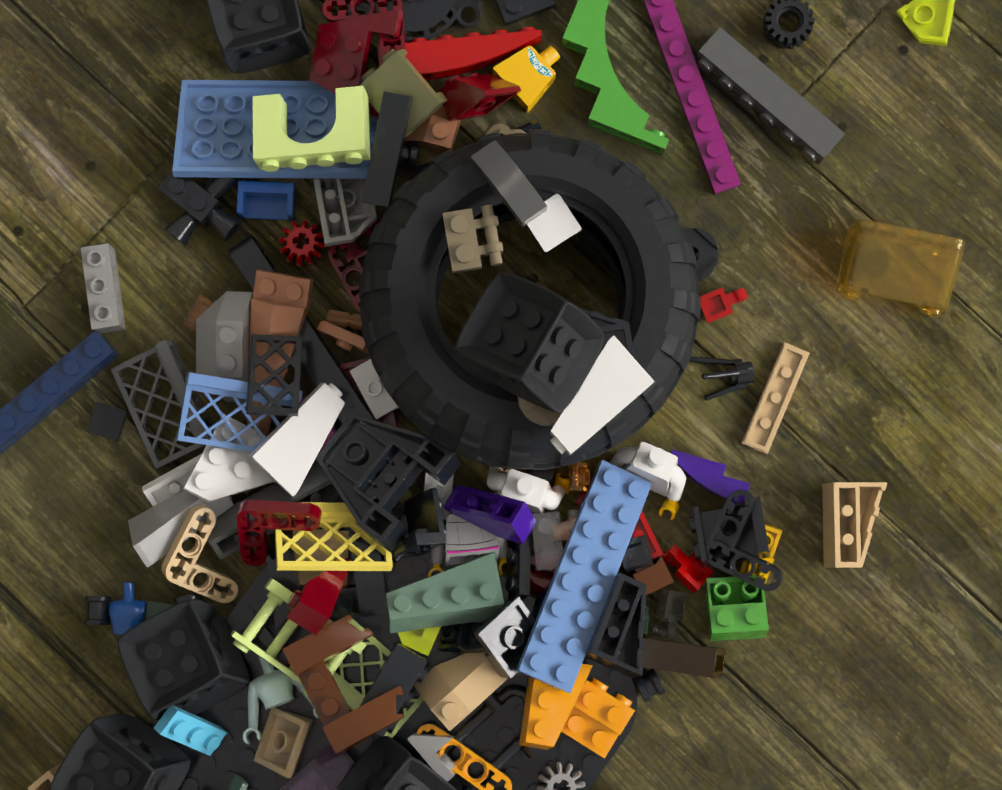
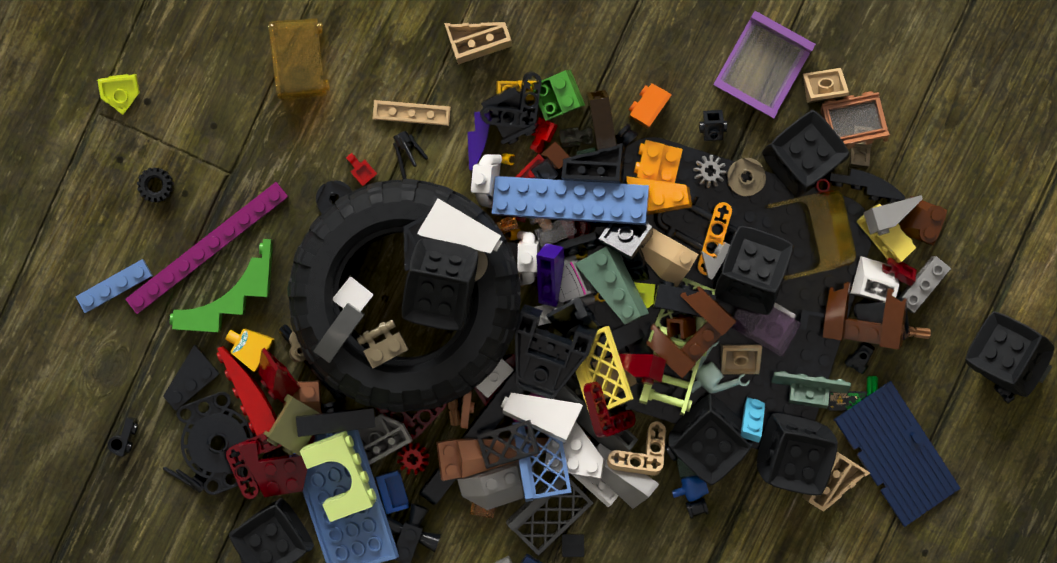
camera: 110 degrees left, 5 degrees up
(358, 675) = (681, 324): none -> reddish brown window
(680, 731) = (649, 106): none -> orange slope
(769, 96) = (210, 181): dark grey brick -> none

